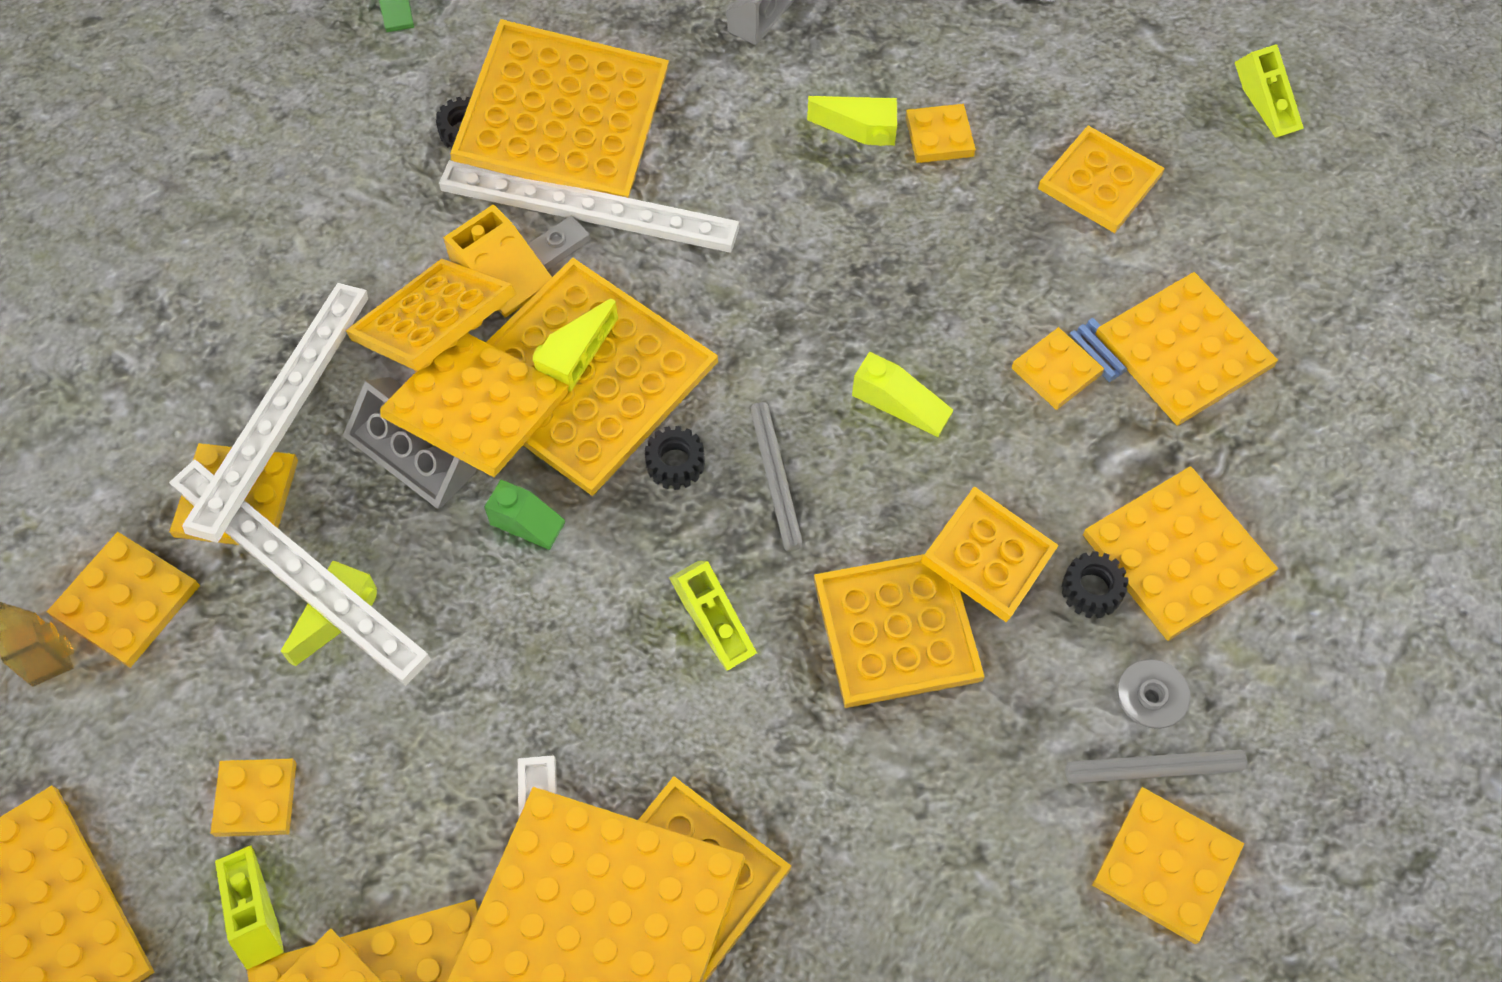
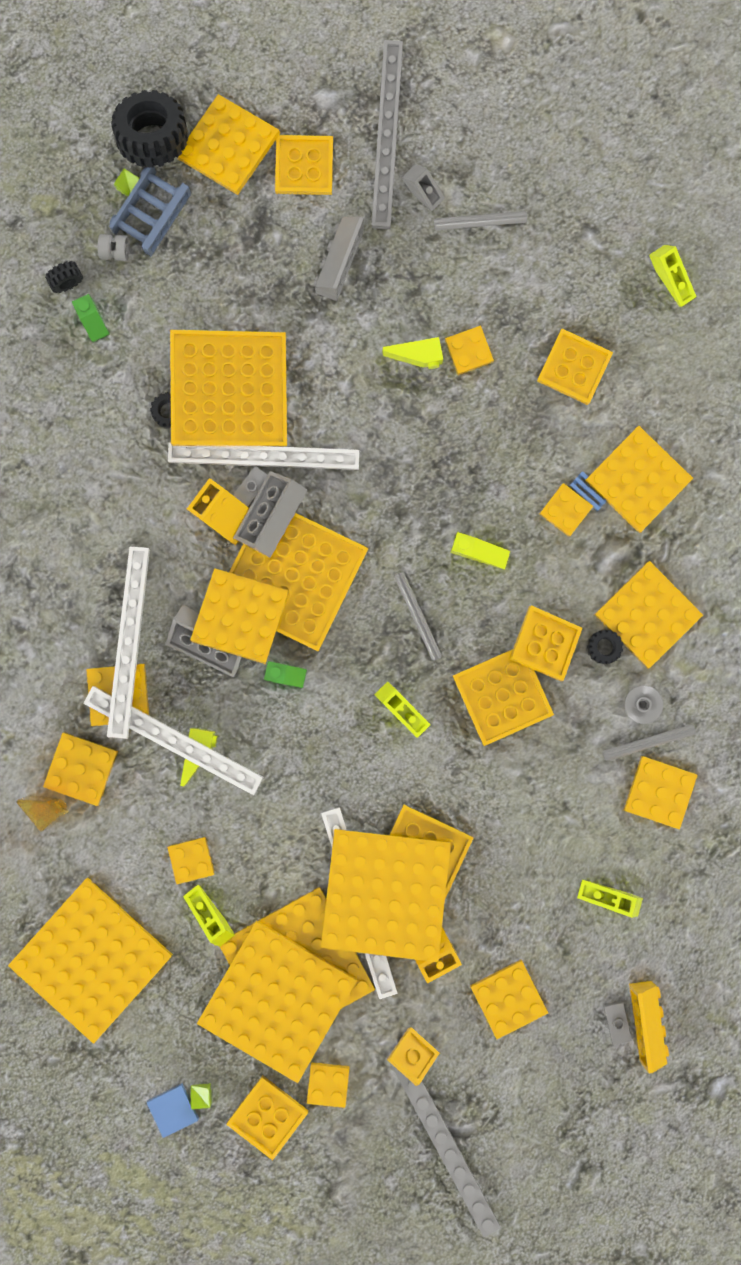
camera: 20 degrees left, 25 degrees up
(431, 314) = (195, 562): yellow plate -> none
(574, 345) = (284, 567): neon yellow slope -> none
(575, 273) = (270, 513): none -> light grey slope
(674, 440) = (371, 619): black tyre -> none

